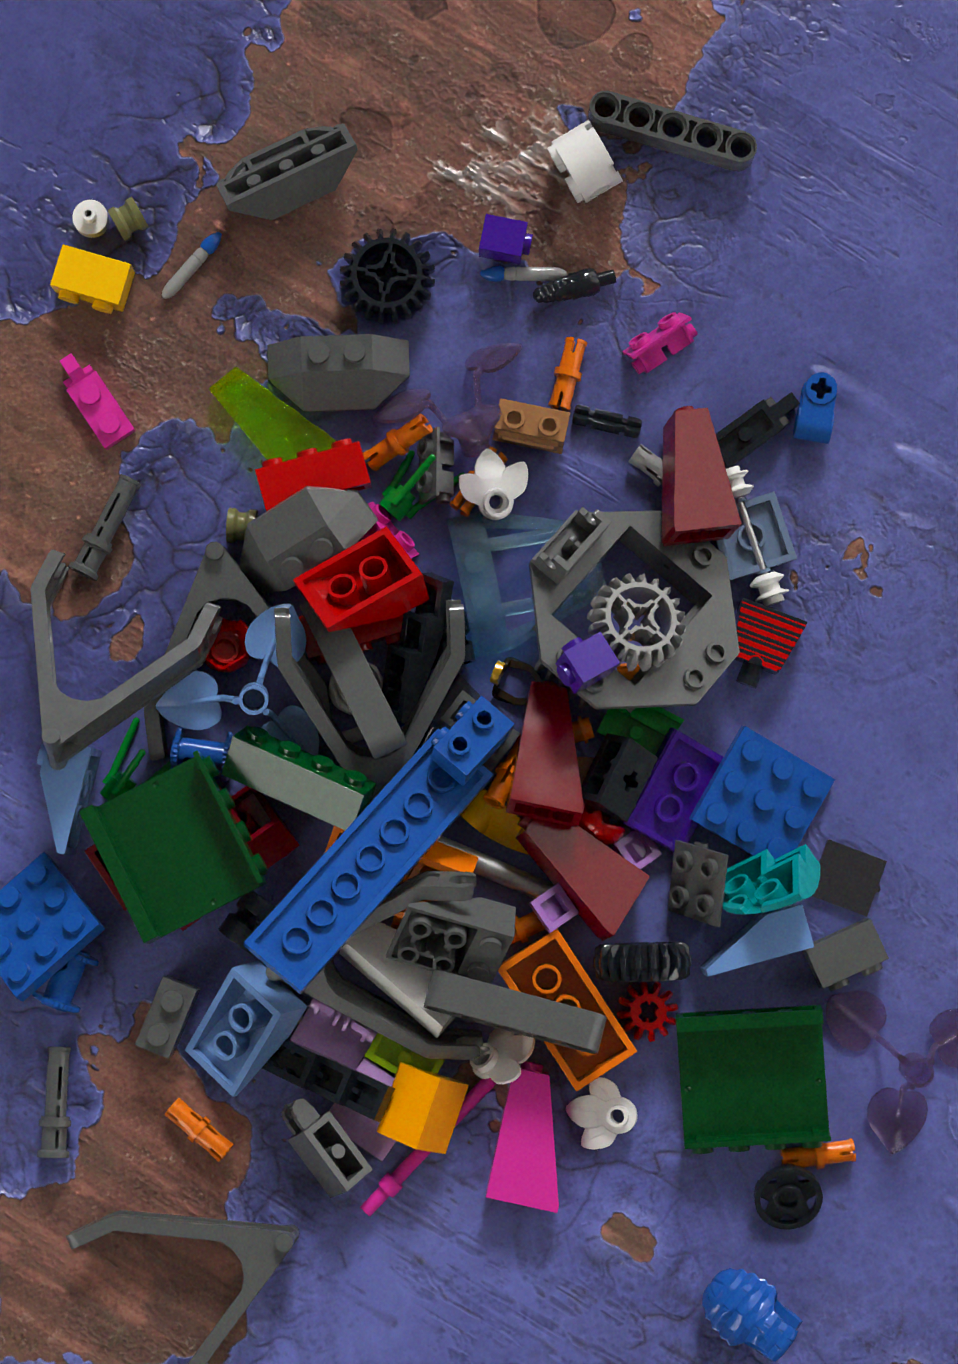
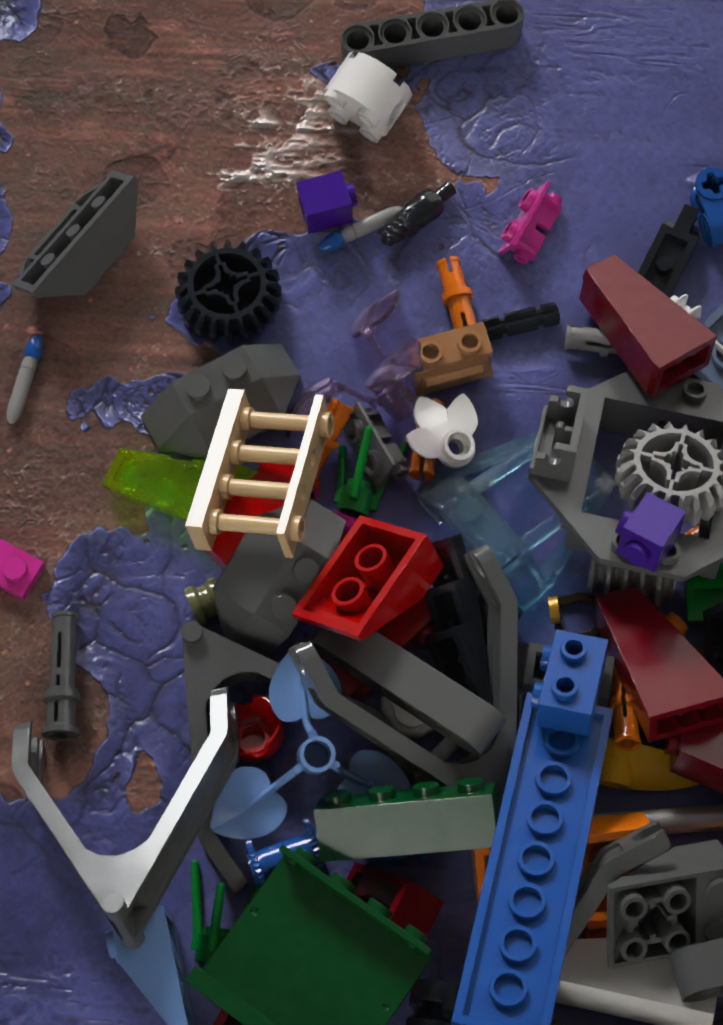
camera: 20 degrees left, 15 degrees down
(313, 422) = (228, 451): none -> tan fence

